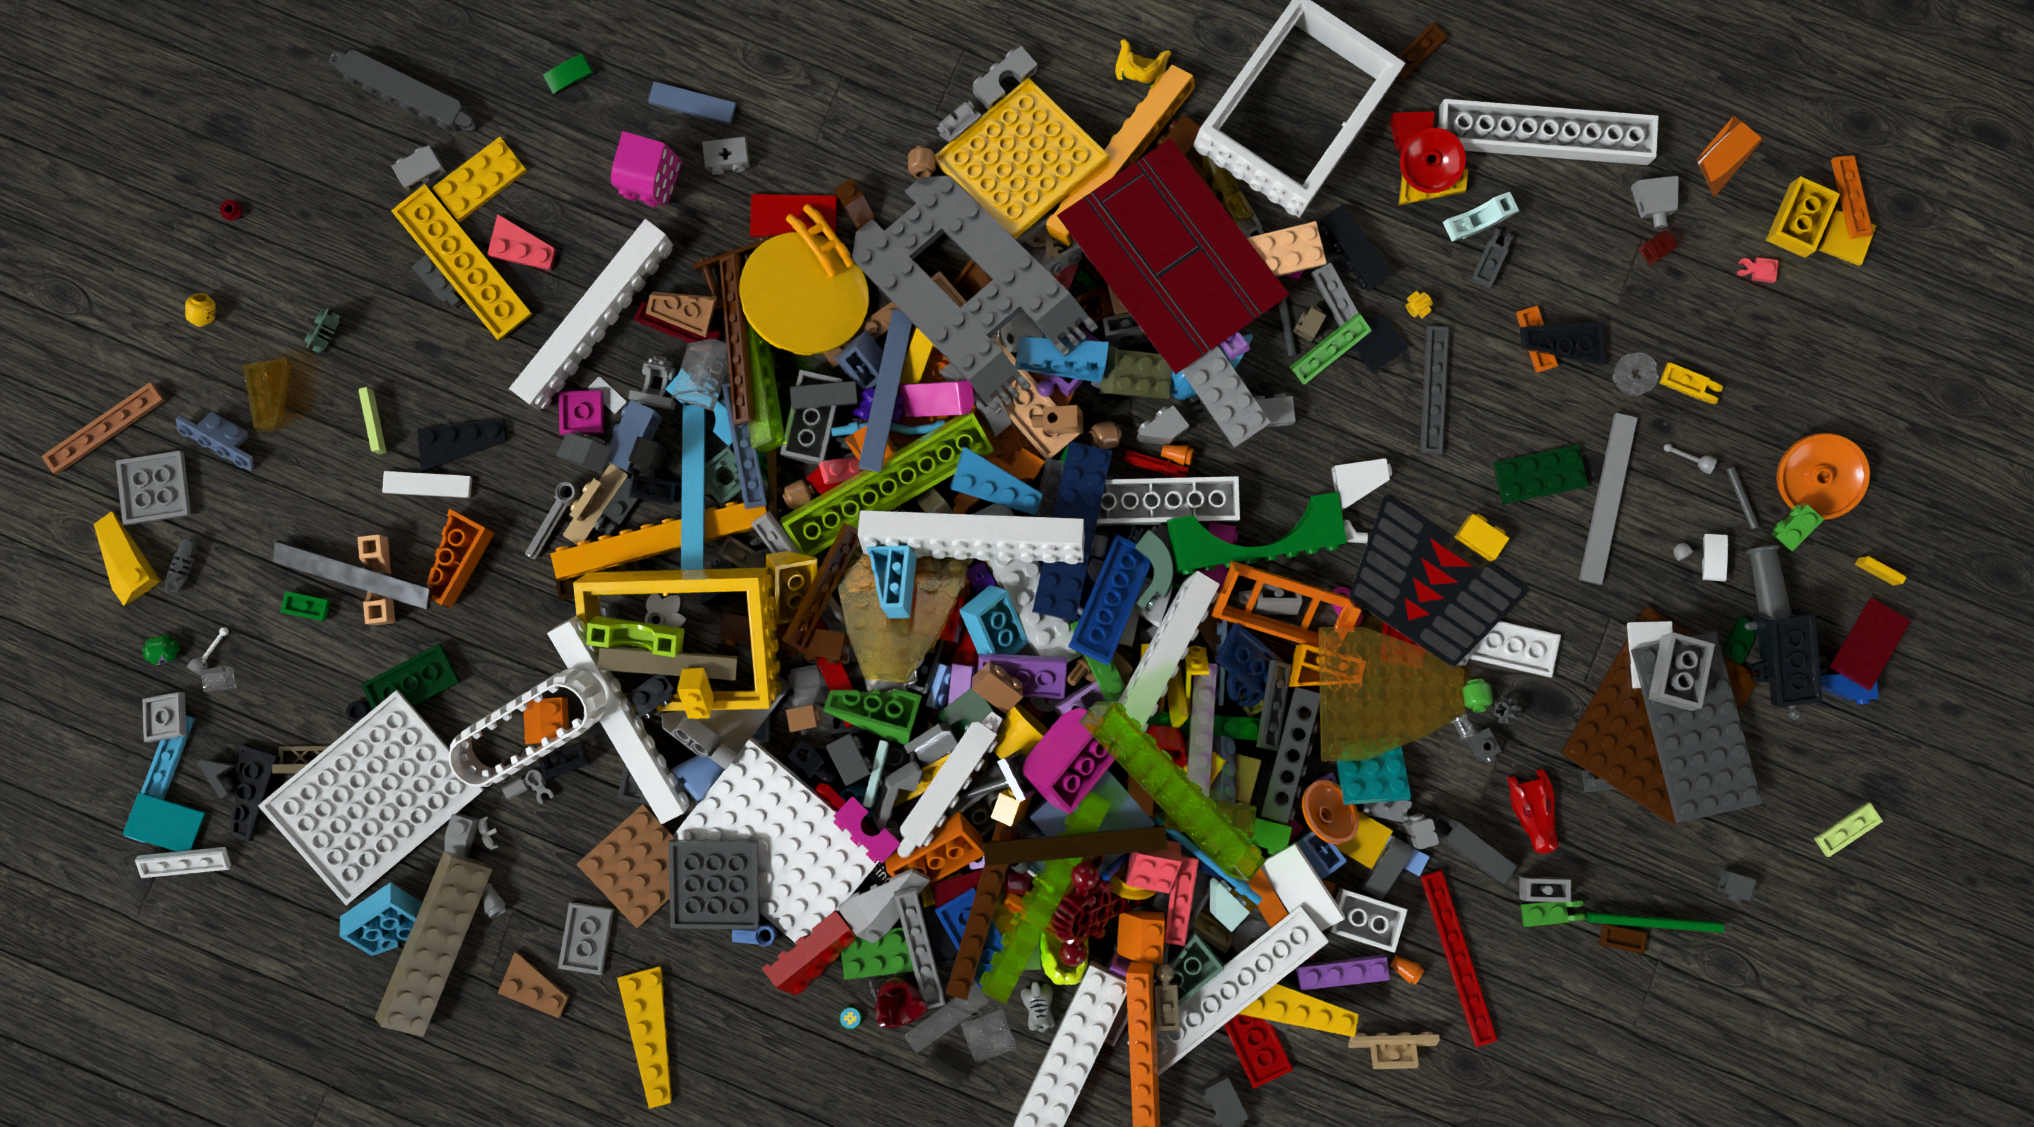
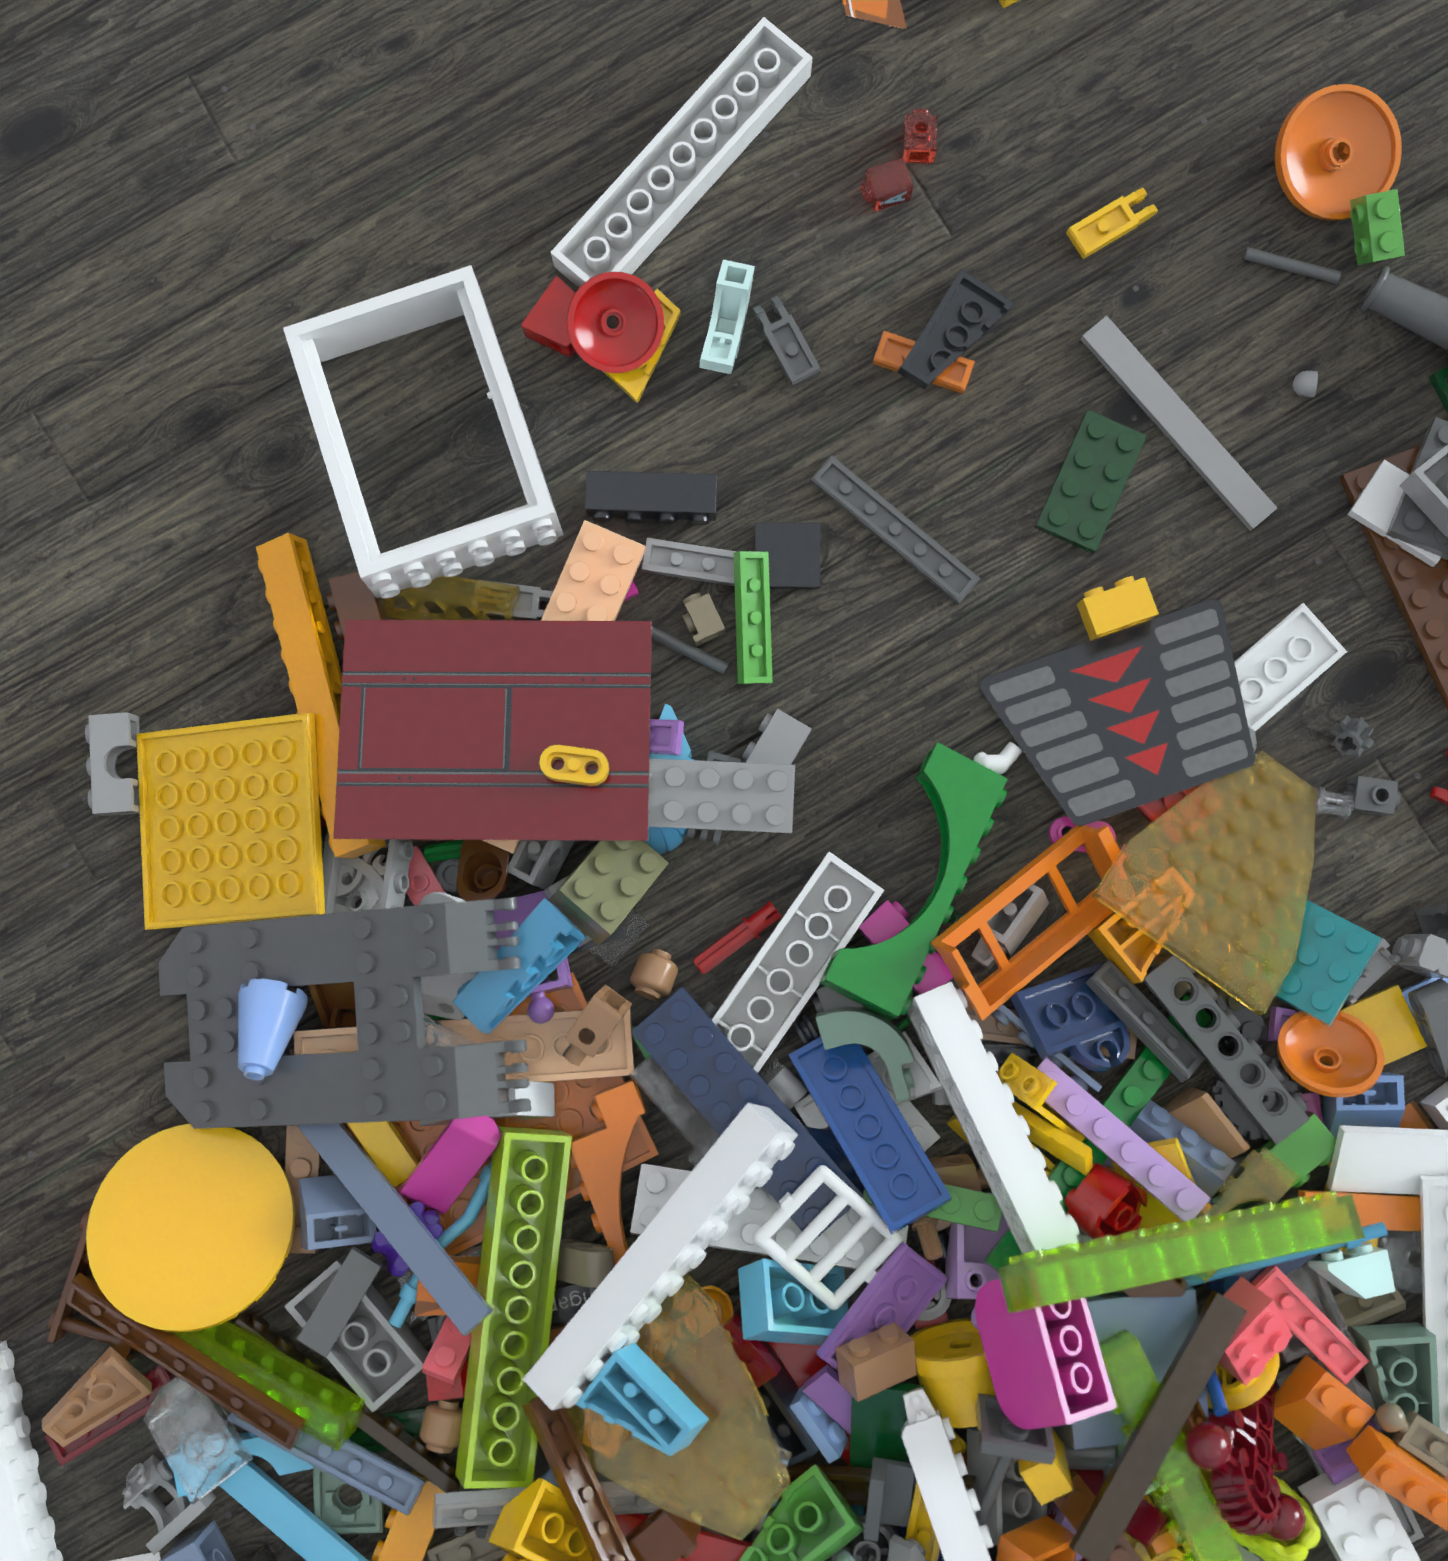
camera: 50 degrees left, 0 degrees up
(770, 213) = (82, 1157): red tile -> none
(820, 251) = (153, 1165): light orange piece -> none
(854, 203) = (126, 1071): reddish brown slope -> none
(921, 162) = (140, 947): medium nougat head -> none
(937, 252) = (266, 1024): none -> light blue cone
(951, 128) = (126, 849): light grey hinge -> none
(980, 577) = (721, 1268): dark purple piece -> none
(989, 482) = (614, 1172): dark azure wedge -> none
(1016, 603) = (812, 1278): none -> white bar
(1139, 68) = (231, 588): yellow hair -> none
(1165, 428) = (702, 896): light grey slope -> none
(1178, 453) = (744, 899): orange cone -> none
(1188, 308) = (575, 765): none -> yellow plate
(1359, 479) = (940, 703): white slope -> none
(1419, 304) = (778, 470): yellow gear -> none
(1420, 49) = (468, 235): reddish brown tile -> none
(1477, 695) = (1306, 758): bright green head -> none
(1618, 249) = (887, 185): none -> clear red brick
(1623, 376) = (1061, 262): clear plate -> none
(1656, 198) = (860, 95): light grey torso -> none
(1705, 463) = (1220, 277): light grey hinge -> none
(1715, 557) = (1342, 350): white slope -> none
(1761, 270) = (1033, 39): coral plate -> none

